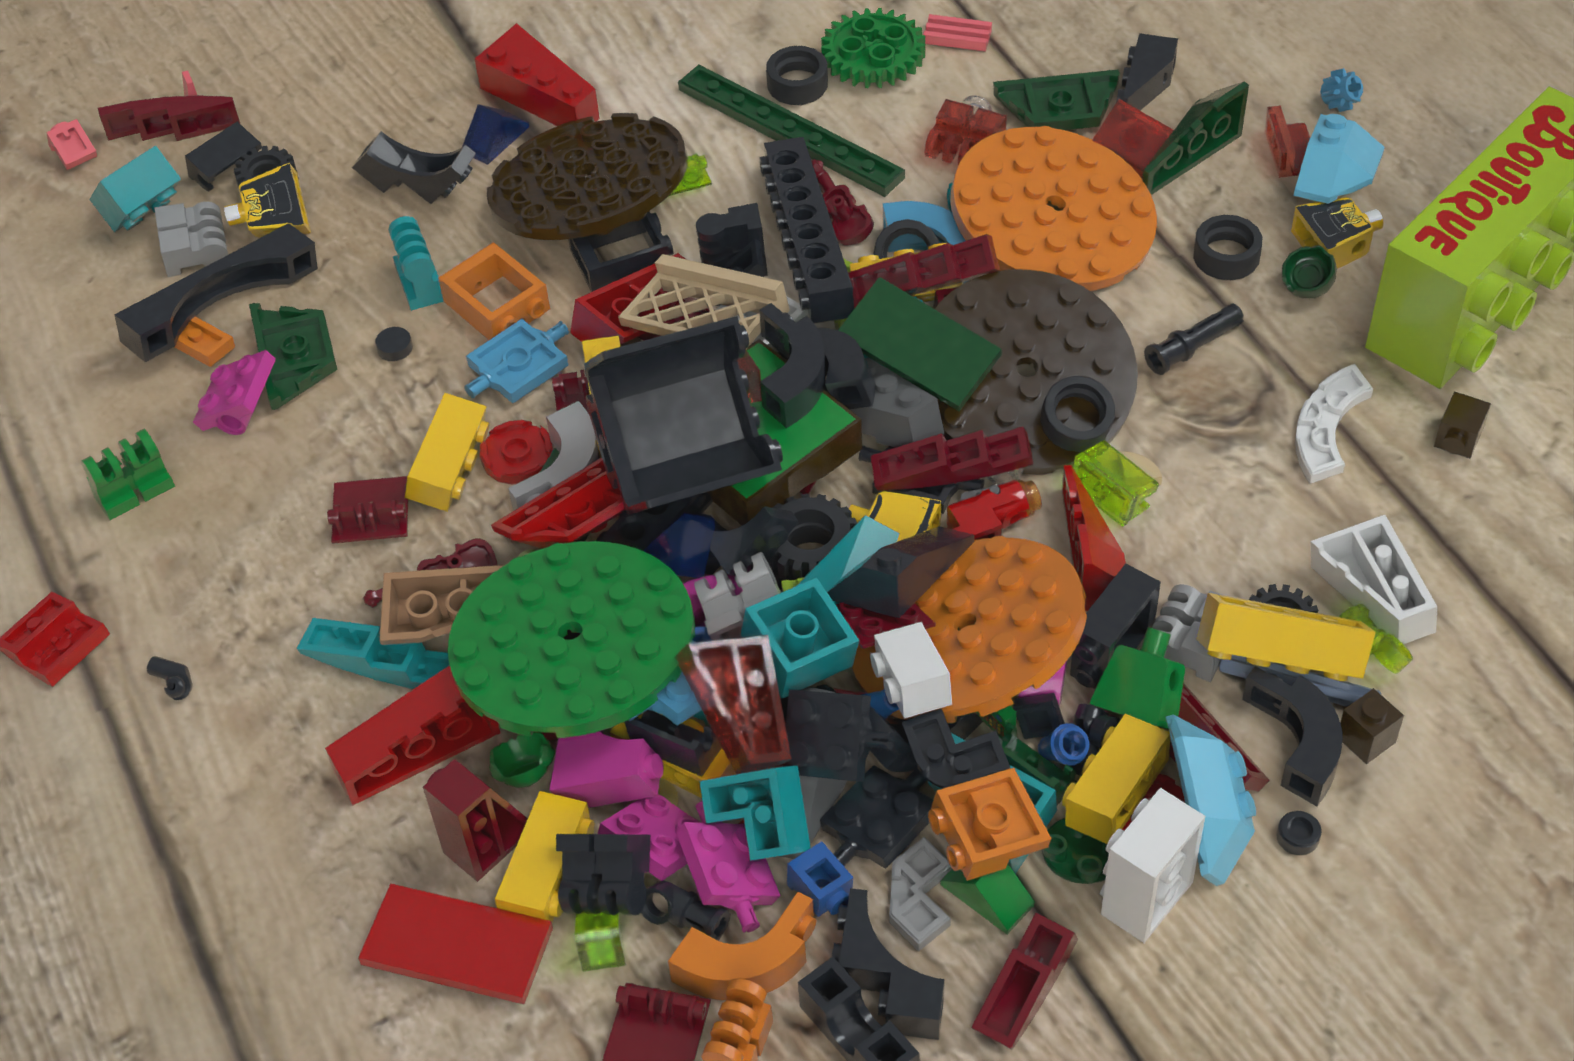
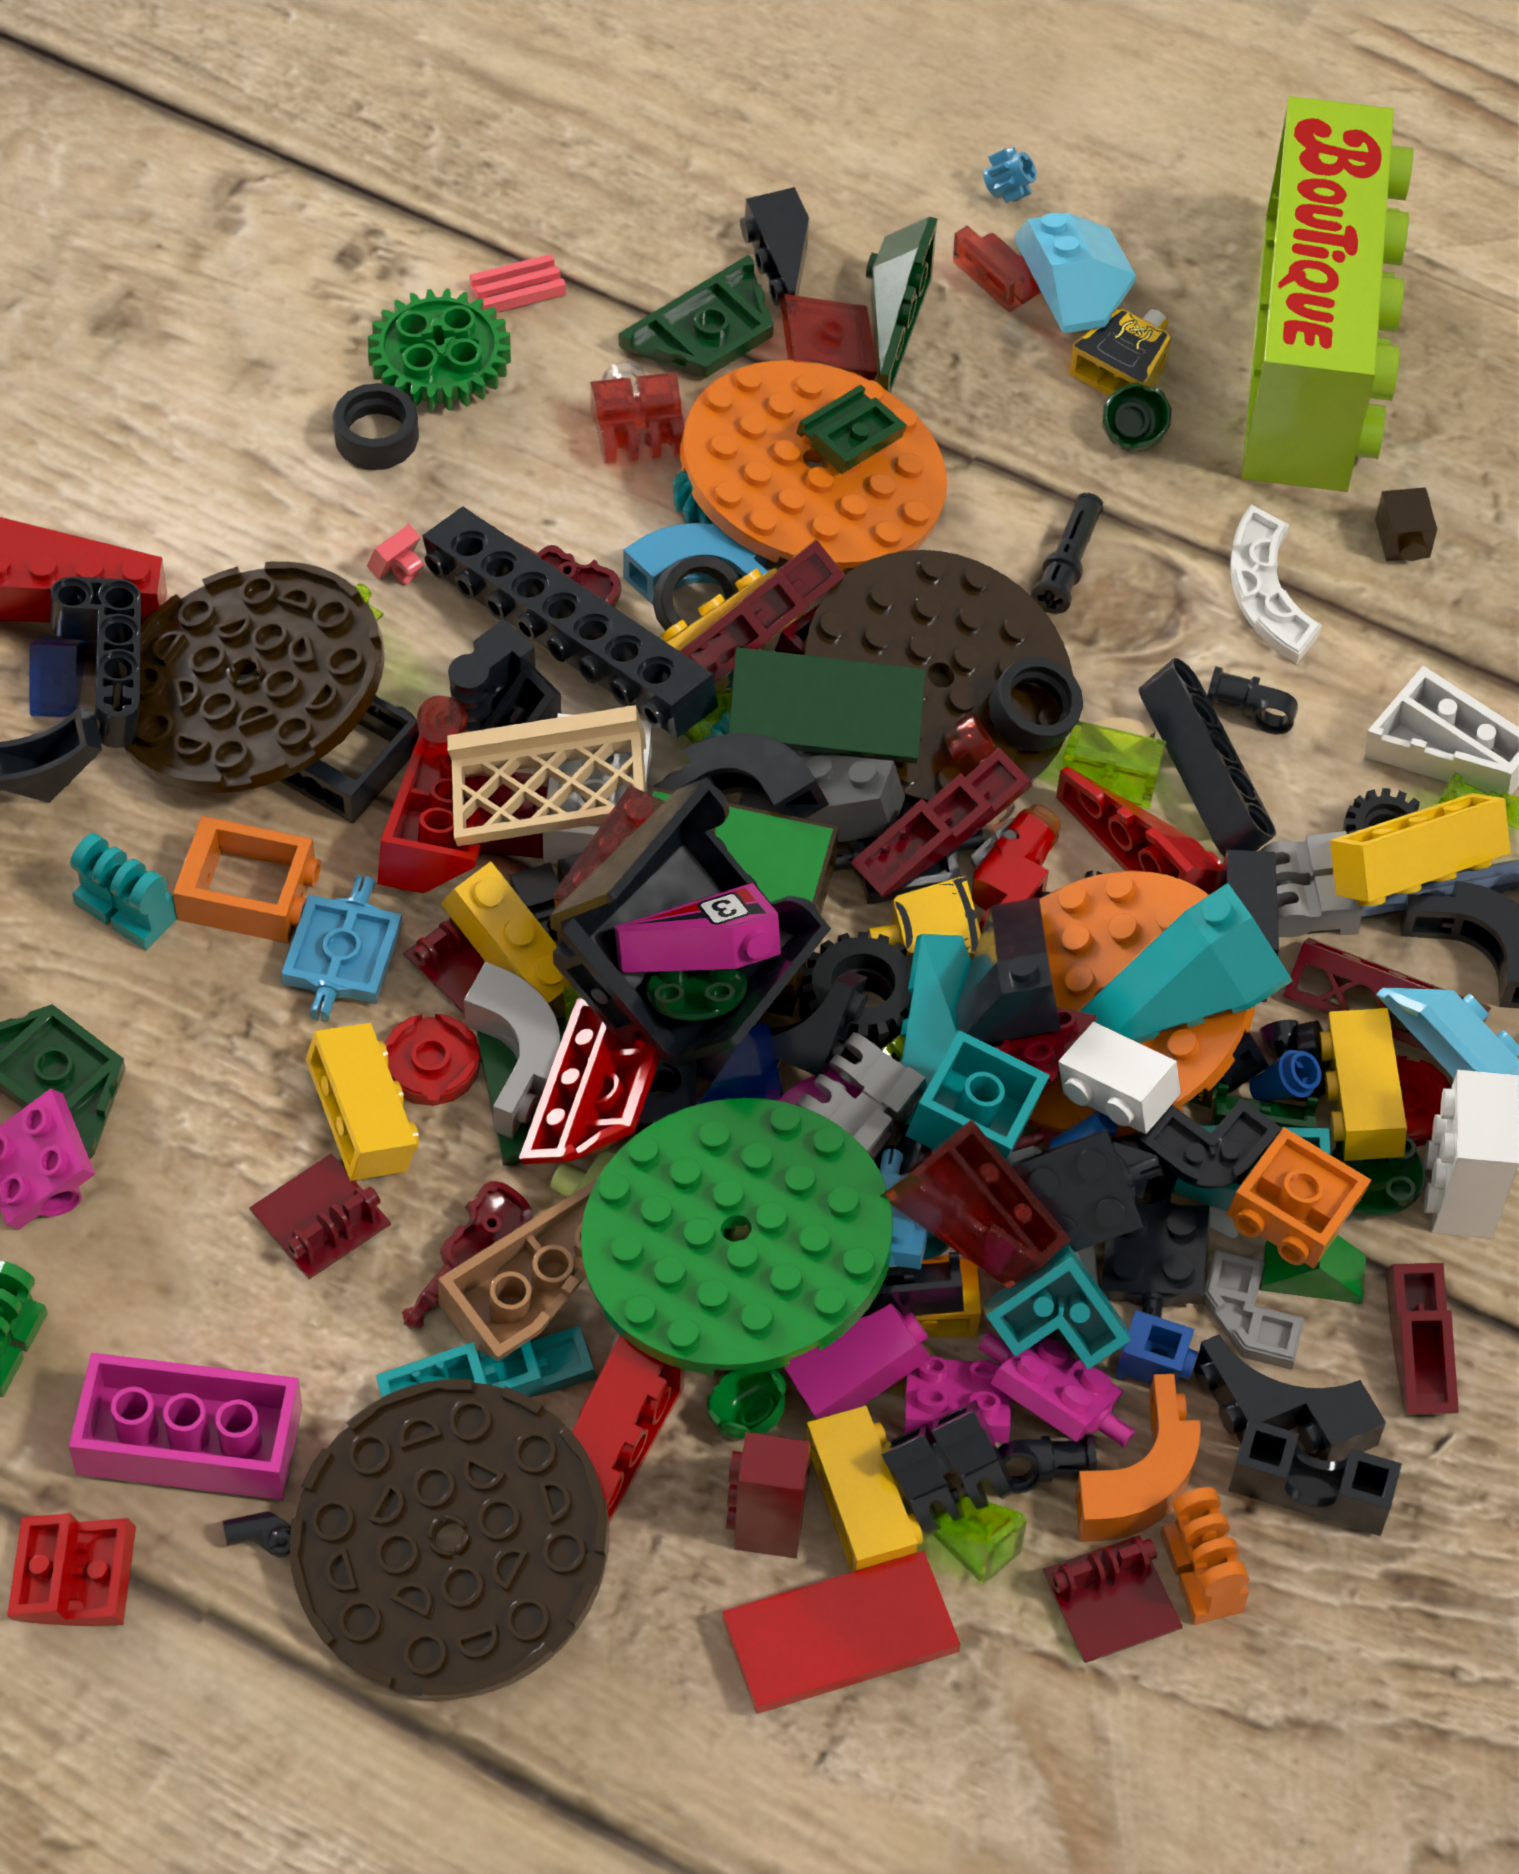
camera: 40 degrees left, 5 degrees up
(177, 586) = (186, 1426): none -> dark pink brick
(250, 796) = (513, 1585): none -> dark brown plate
(394, 343) = (168, 1002): black tile -> none
(530, 118) = (111, 616): none -> black beam
(670, 465) = (696, 993): none -> dark green dish
(683, 246) = (441, 717): none -> clear red tile
(692, 432) = (702, 935): none -> dark pink slope
(745, 150) = (397, 555): none -> coral tile
(783, 124) = (414, 500): dark green tile -> none
(800, 382) = (746, 787): black arch -> none
(1011, 413) = (972, 739): none -> clear red tile
(1025, 621) = (1195, 968): none -> teal wedge
(1089, 191) = (851, 429): none -> dark green plate
(1142, 681) = (1323, 969): green torso -> none
(1180, 509) = (1206, 759): none -> black beam
(1223, 265) = (1029, 400): black tyre -> none
(1250, 487) = (1253, 700): none -> black connector

